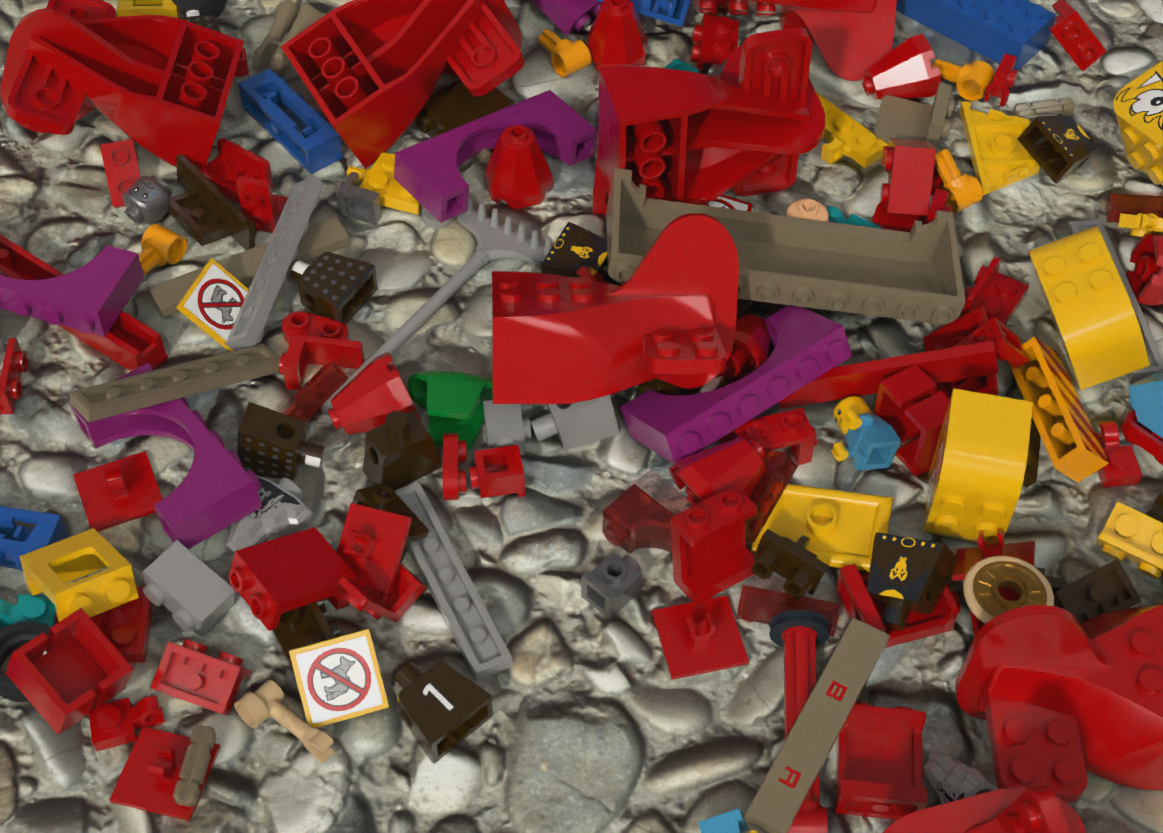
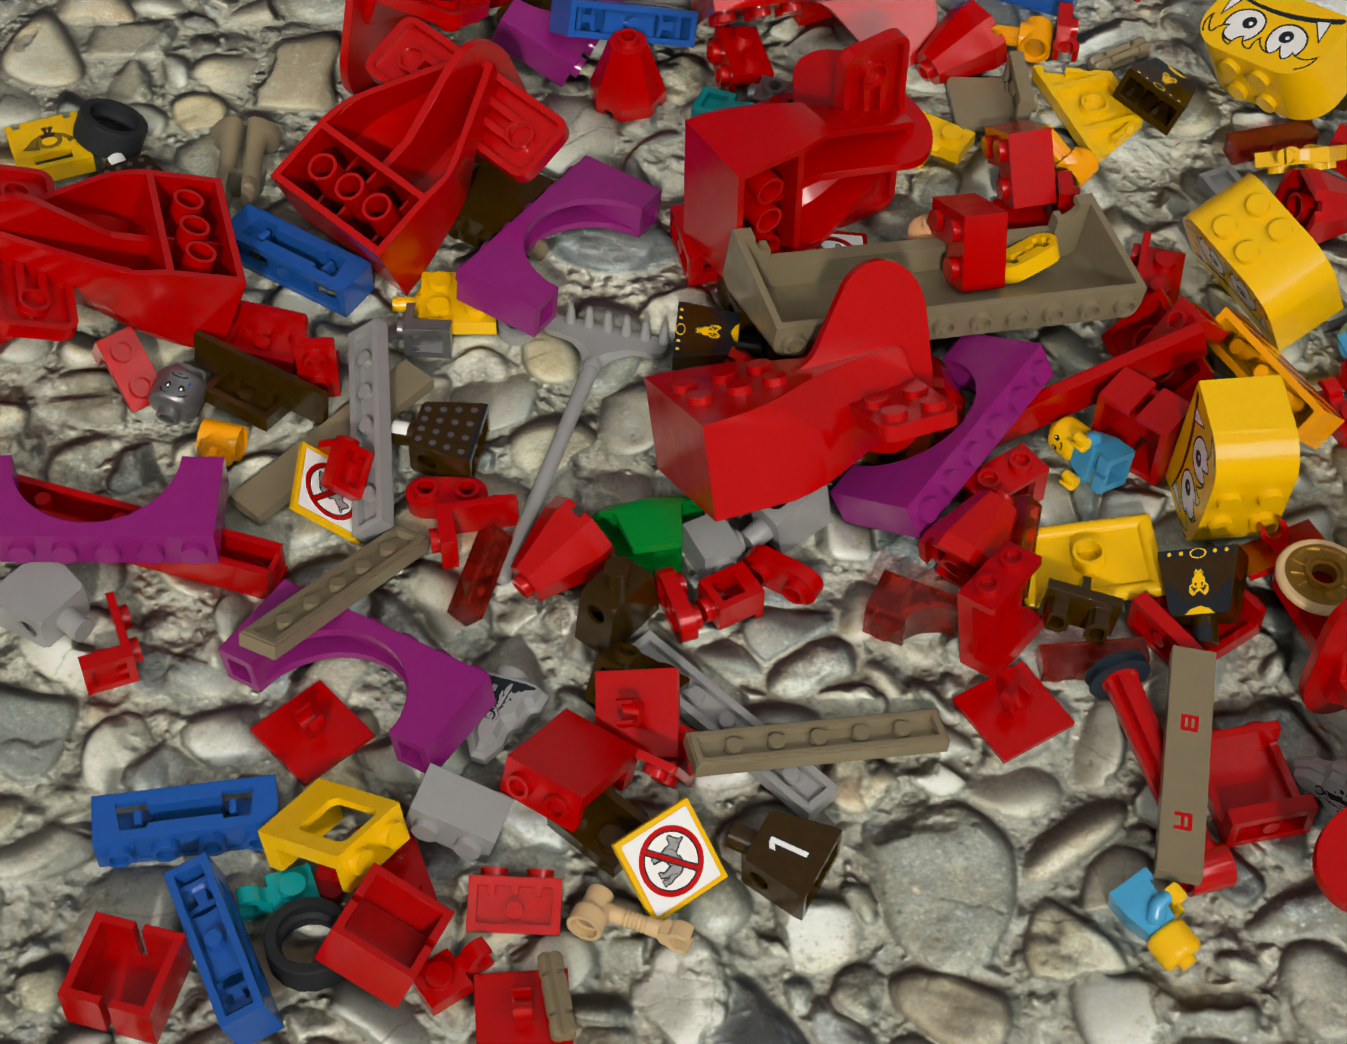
camera: 20 degrees left, 0 degrees up
(237, 286) = (346, 466): none -> red bracket
(275, 443) = (477, 628): dark brown torso -> none
(510, 614) = (815, 742): none -> dark tan tile
(518, 169) = (590, 256): red cone -> none
(551, 465) = (784, 574): none -> red plate
(565, 55) = (578, 109): light orange axle -> none
(612, 584) = (907, 674): flat silver brick -> none
(831, 228) = (974, 240): none -> red brick
(877, 255) = (1030, 257): none -> yellow beam

